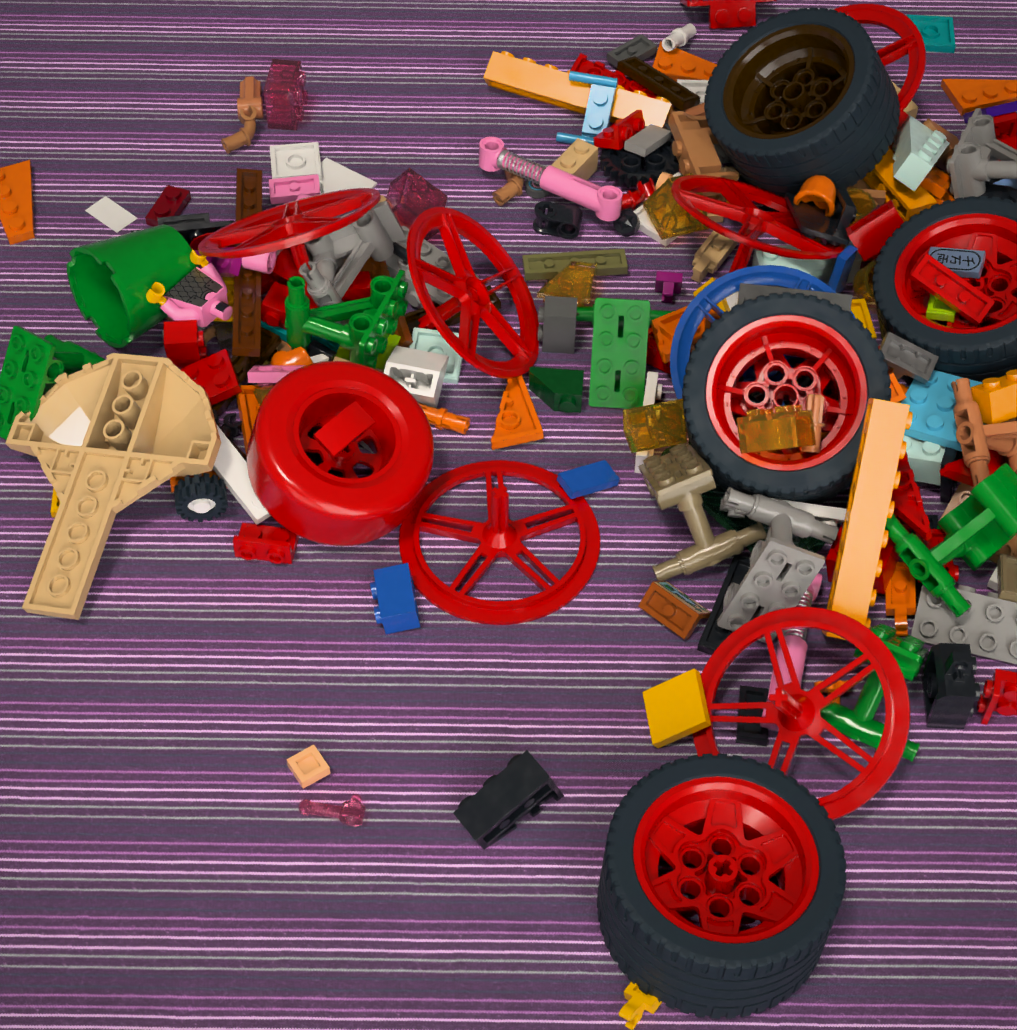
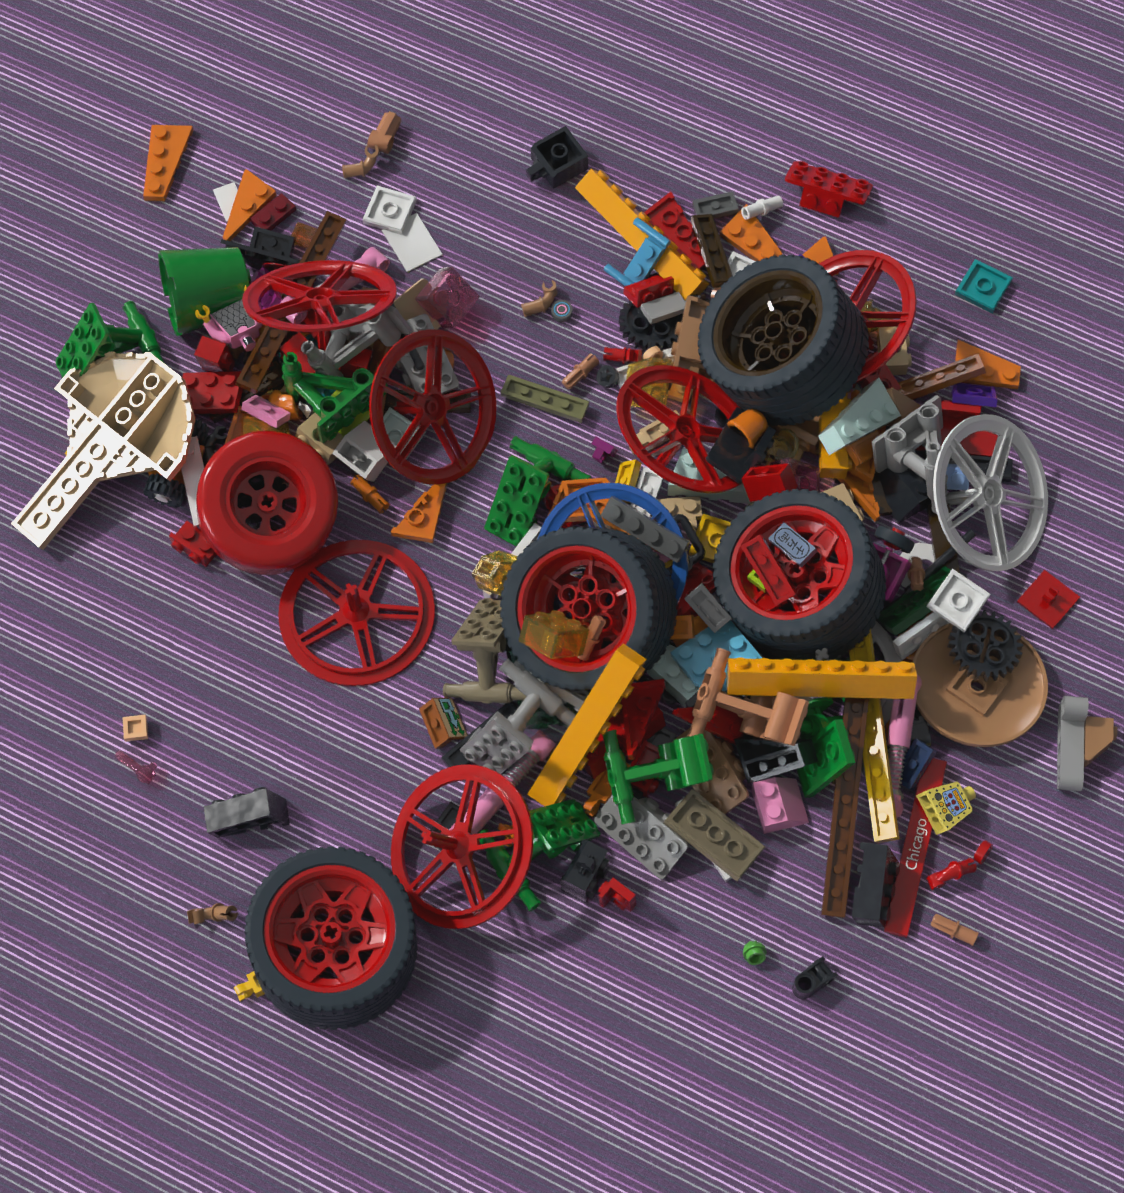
camera: 30 degrees right, 15 degrees up
(134, 202) = (250, 198): none -> orange wing
(216, 211) = (303, 234): none -> clear orange tile
(285, 94) = (408, 143): clear pink brick -> none
(288, 189) = (373, 236): bright pink plate -> none
(344, 429) = (264, 495): red slope -> none
(395, 598) = (256, 629): blue brick -> none
(449, 60) = (557, 158): none -> black hinge
(540, 934) = (217, 913): none -> medium nougat piece
(558, 324) = (493, 452): dark grey brick -> none
(558, 388) = (468, 507): dark green slope -> none
(559, 221) = (555, 351): black piece -> none
(574, 281) = (525, 420): clear yellow slope -> none
(579, 159) = (596, 306): tan brick -> none
(588, 479) = (443, 592): blue tile -> none
(594, 230) = (580, 371): none -> nougat axle
(603, 200) = (567, 315): bright pink piece -> none
(676, 708) = (393, 799): yellow tile -> none
(842, 268) = (730, 501): blue tile -> none
(964, 101) = (942, 377): none -> dark orange plate

